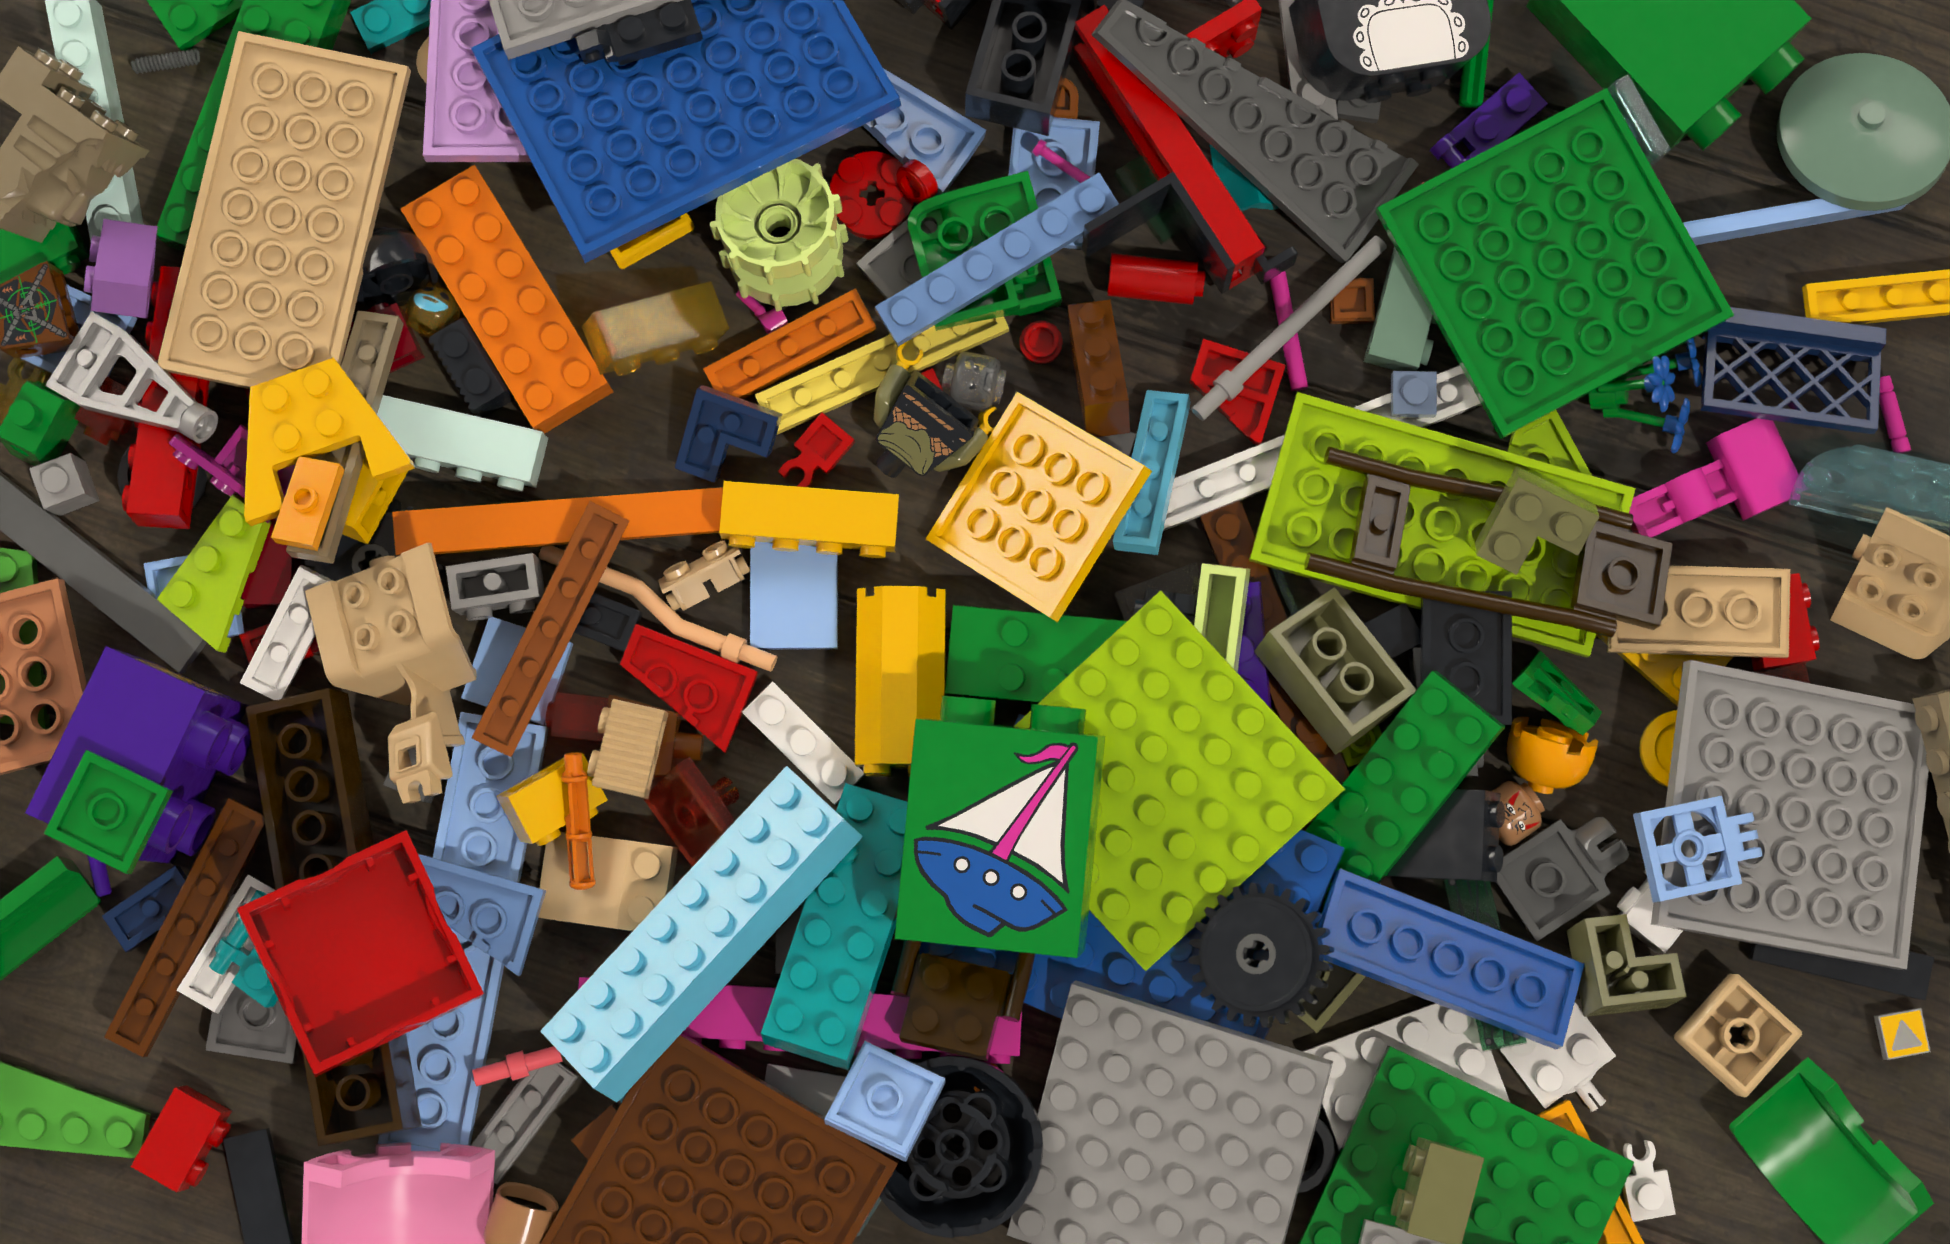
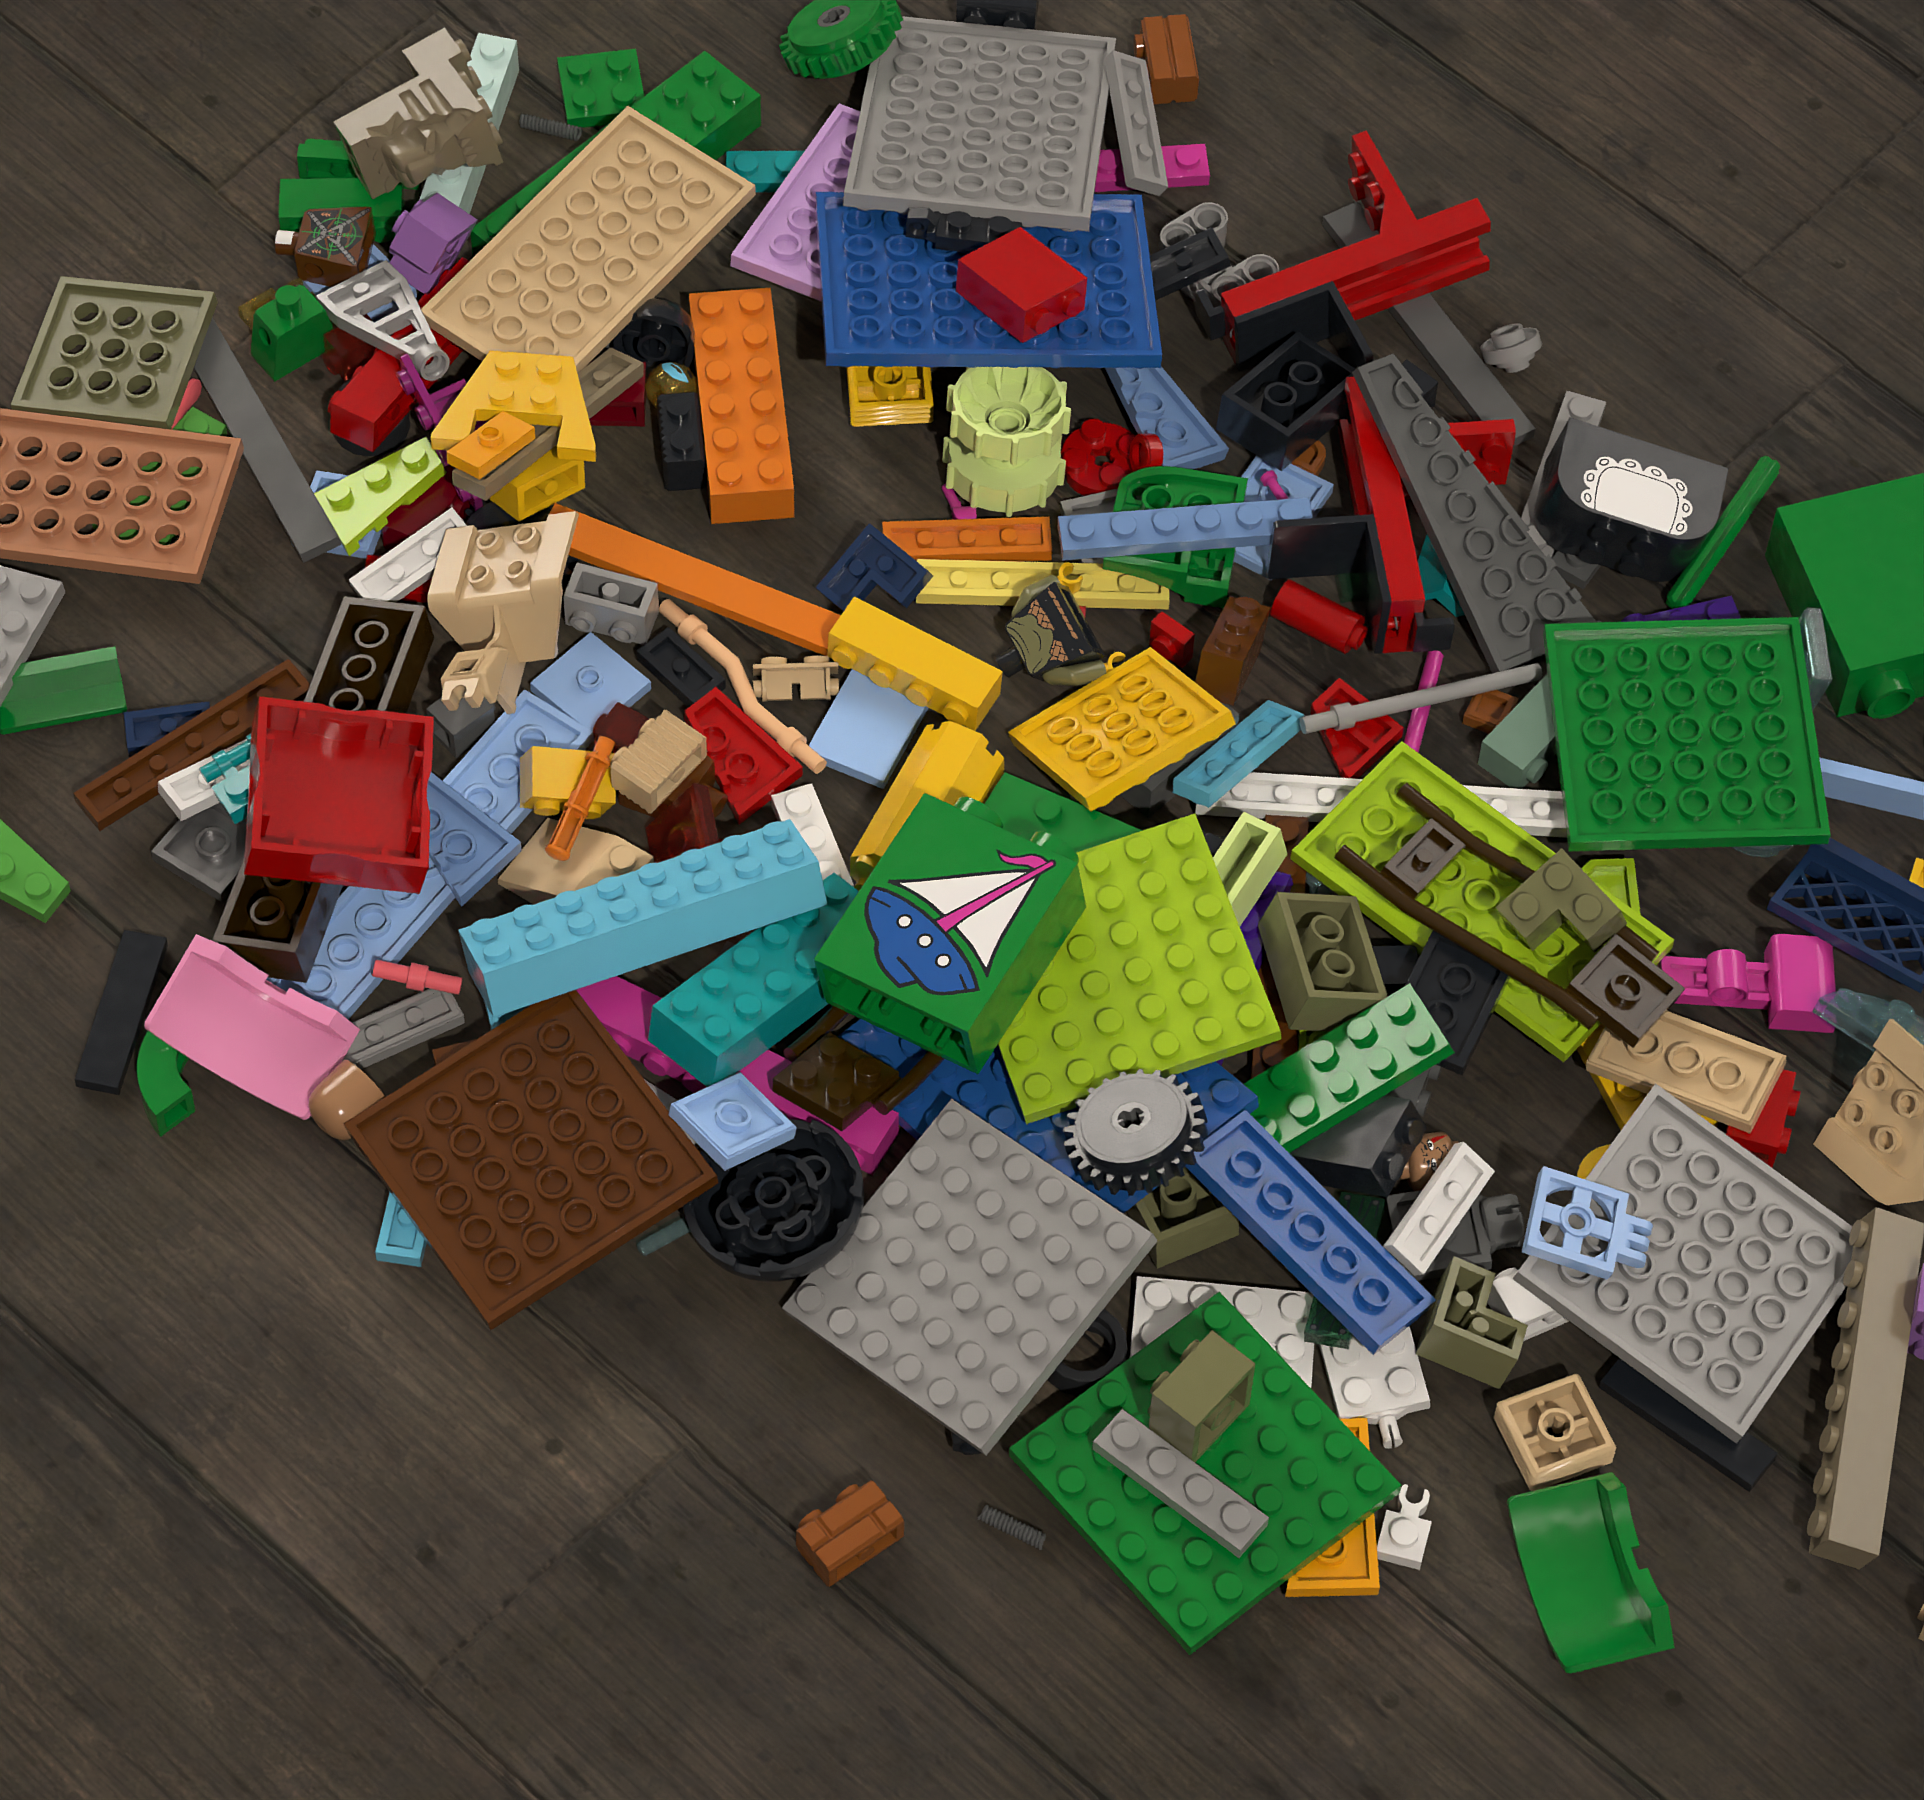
camera: 20 degrees right, 25 degrees down
(64, 484) = (285, 384): light grey brick -> none
(100, 877) = (141, 679): dark purple piece -> none
(108, 812) = (198, 568): green plate -> none
(160, 729) = (235, 583): dark purple brick -> none
(183, 1139) = (89, 912): red brick -> none
(465, 443) = (647, 495): light aqua brick -> none
(550, 629) = (639, 649): dark orange plate -> none
(655, 329) = (858, 467): clear yellow brick -> none
(730, 83) = (1021, 284): none -> red brick
(820, 447) = (954, 623): red plate -> none
(975, 380) = (1119, 628): head -> none
(1029, 370) = (1171, 639): none -> red plate
(1041, 342) = (1196, 621): red plate -> none
(1413, 394) = (1509, 791): sand blue plate -> none
(1547, 871) = (1439, 1208): none -> white plate
(1549, 754) = (1490, 1125): light orange cylinder -> none
(1557, 693) = (1521, 1078): green wing -> none
(1658, 381) = (1695, 868): plant -> none
(1902, 1034) = (1716, 1508): tile -> none

